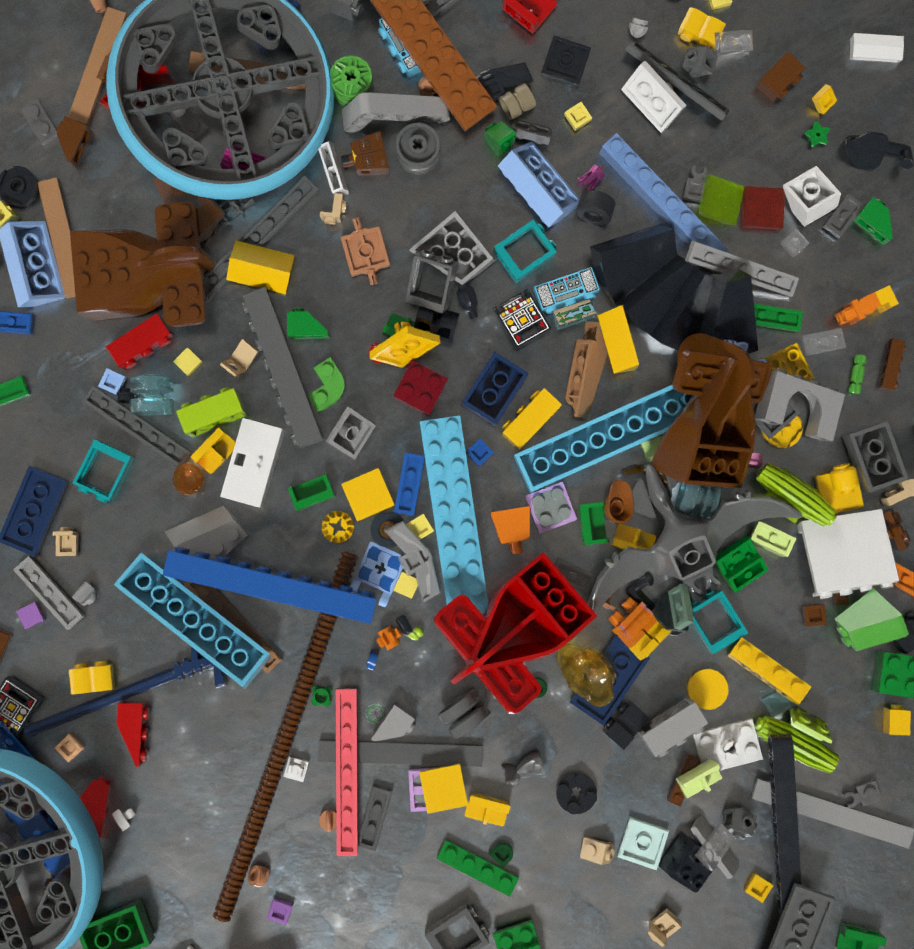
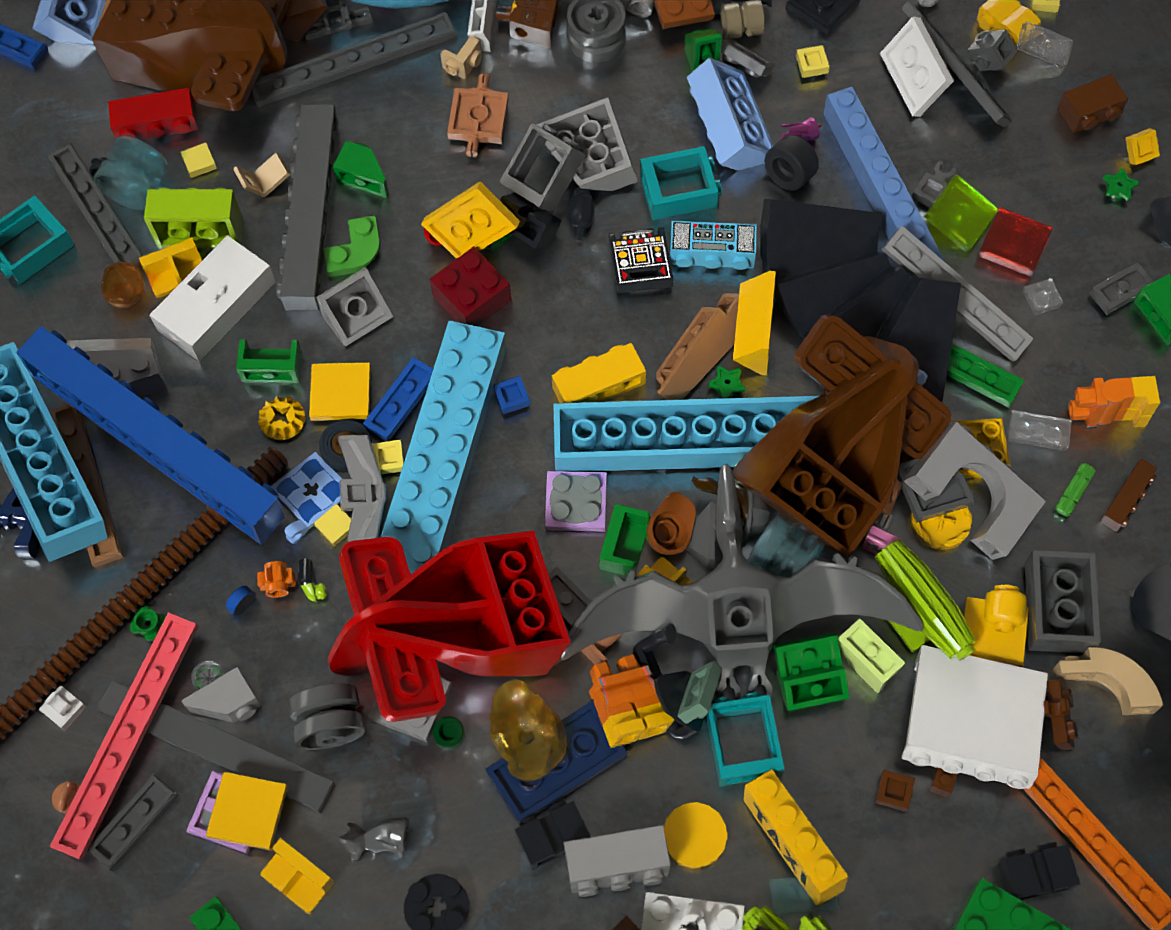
camera: 30 degrees right, 20 degrees down
(112, 381) = (94, 146): light blue plate -> none
(260, 267) = (336, 82): yellow slope -> none
(494, 389) = (566, 322): dark blue brick -> none
(512, 527) = (513, 500): orange torso -> none
(574, 314) = (710, 275): panel -> none
(608, 390) = (724, 389): none -> green plate
(811, 195) = (1085, 247): white slope -> none
(870, 622) = (973, 825): bright green slope -> none

